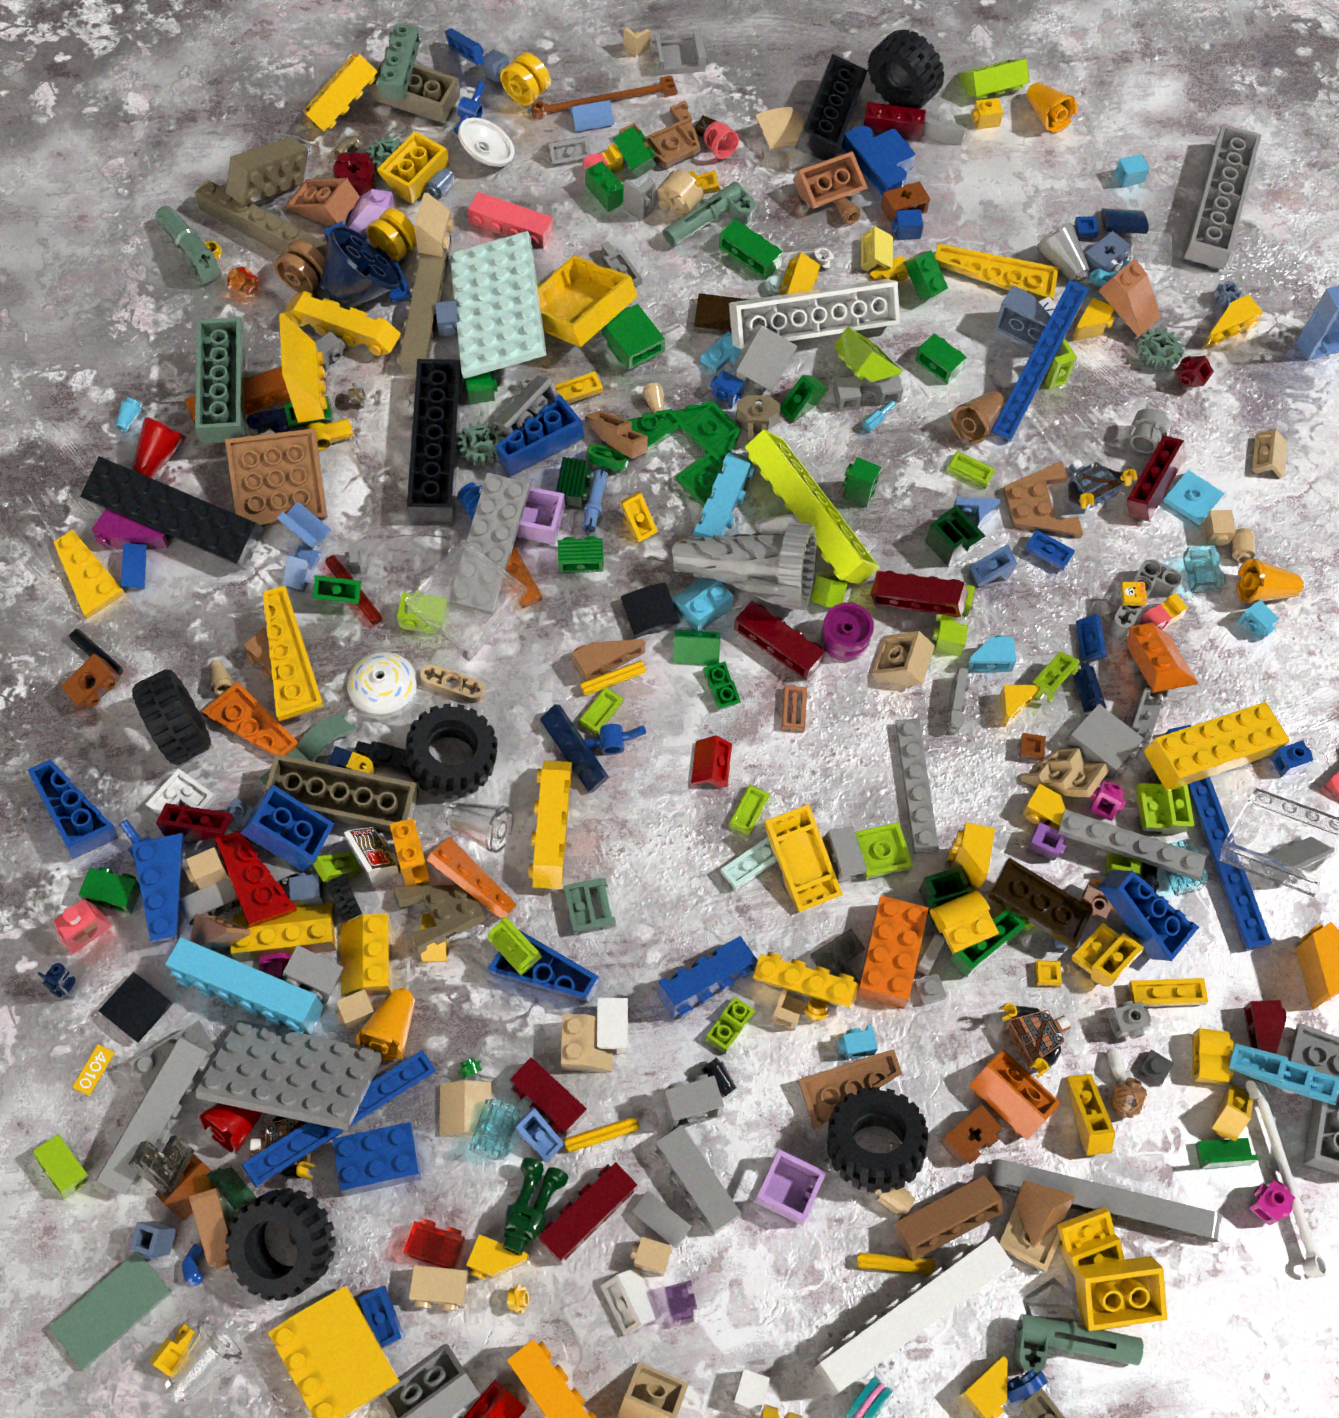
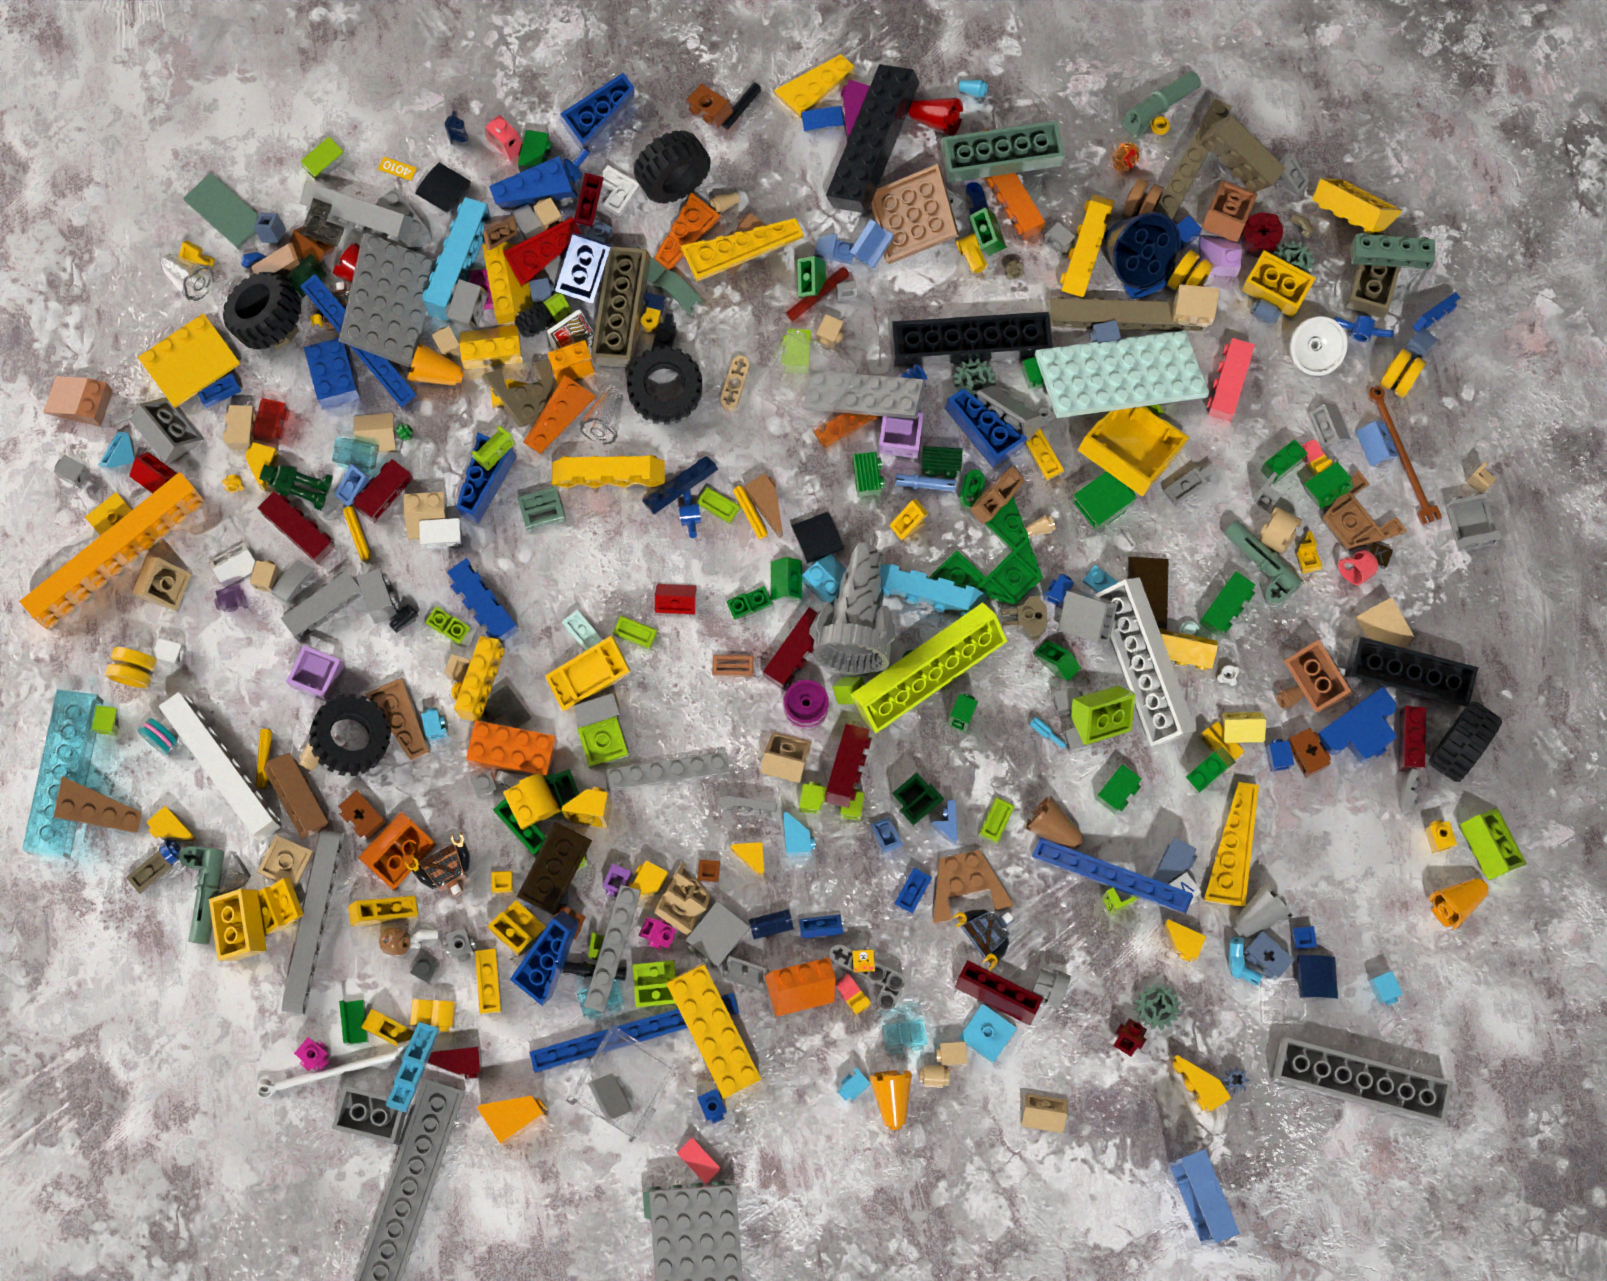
camera: 90 degrees right, 10 degrees up
(302, 371) = (1009, 211): yellow slope -> none
(386, 694) = (733, 339): white dish -> none
(403, 577) = (830, 332): none -> tan brick
(1041, 1209) = (301, 866): medium nougat slope -> none
(1055, 674) = (777, 889): lime hinge -> none
(1132, 297) = (1208, 975): nougat slope -> none

